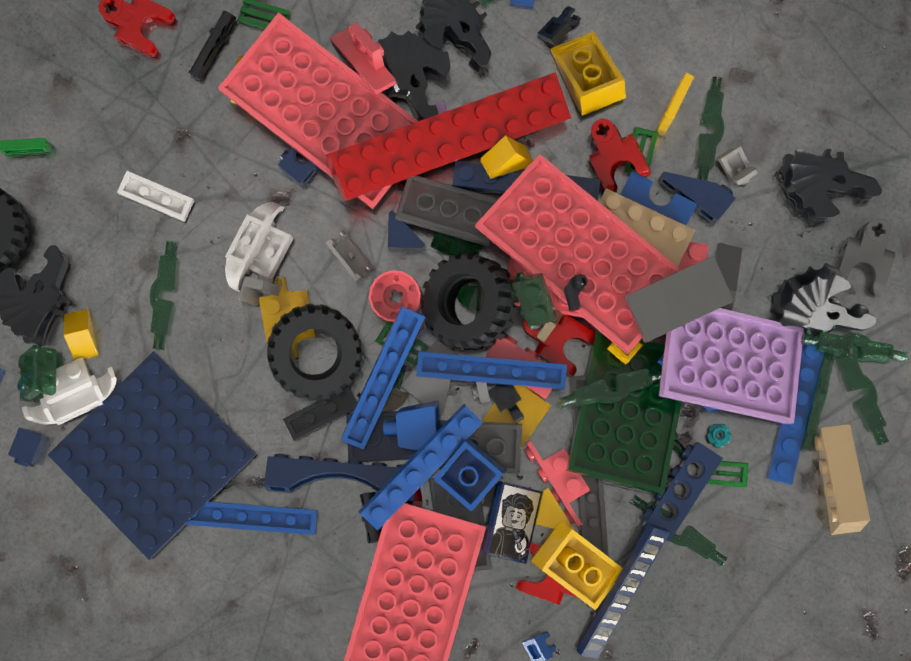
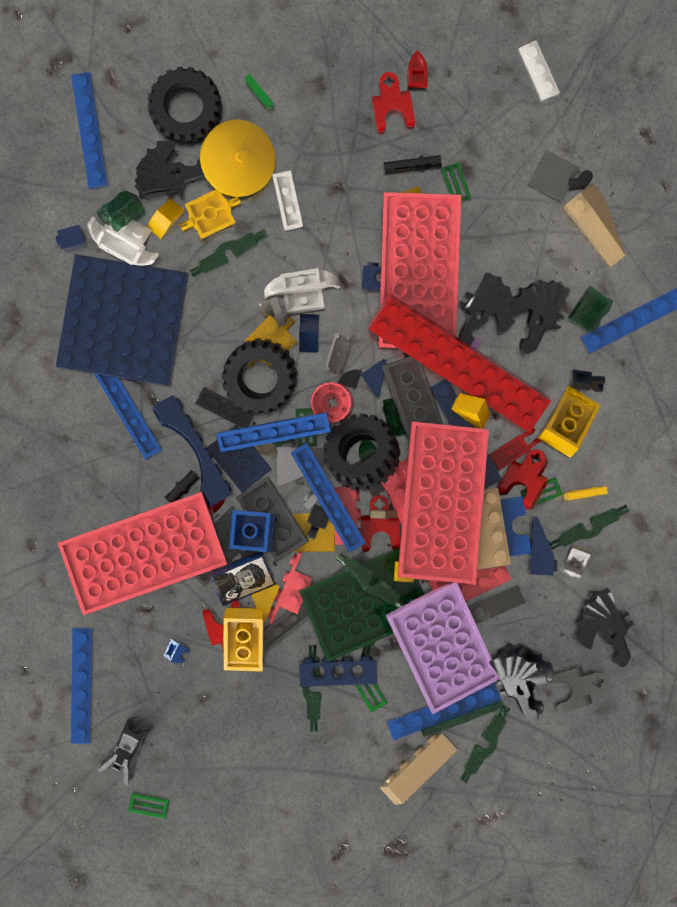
camera: 60 degrees right, 5 degrees up
(73, 215) = (237, 158): none -> yellow dish
(109, 284) = (210, 213): none -> yellow plate
(307, 271) = (309, 333): none -> dark blue slope
(364, 56) = (472, 270): coral bracket -> none
(384, 261) = (350, 378): none -> black tile
(414, 424) = (258, 476): blue torso -> none
(420, 467) = (234, 496): blue plate -> none
(534, 299) = (391, 492): clear green bracket -> none
(573, 289) = (413, 513): black arm -> none
(577, 148) = (512, 450): none -> red hinge
(623, 591) = (248, 679): dark blue tile -> none
(678, 299) = (455, 584): dark grey tile -> none
(725, 435) = (387, 671): teal plate -> none
(842, 345) = (505, 710): clear green piece -> none

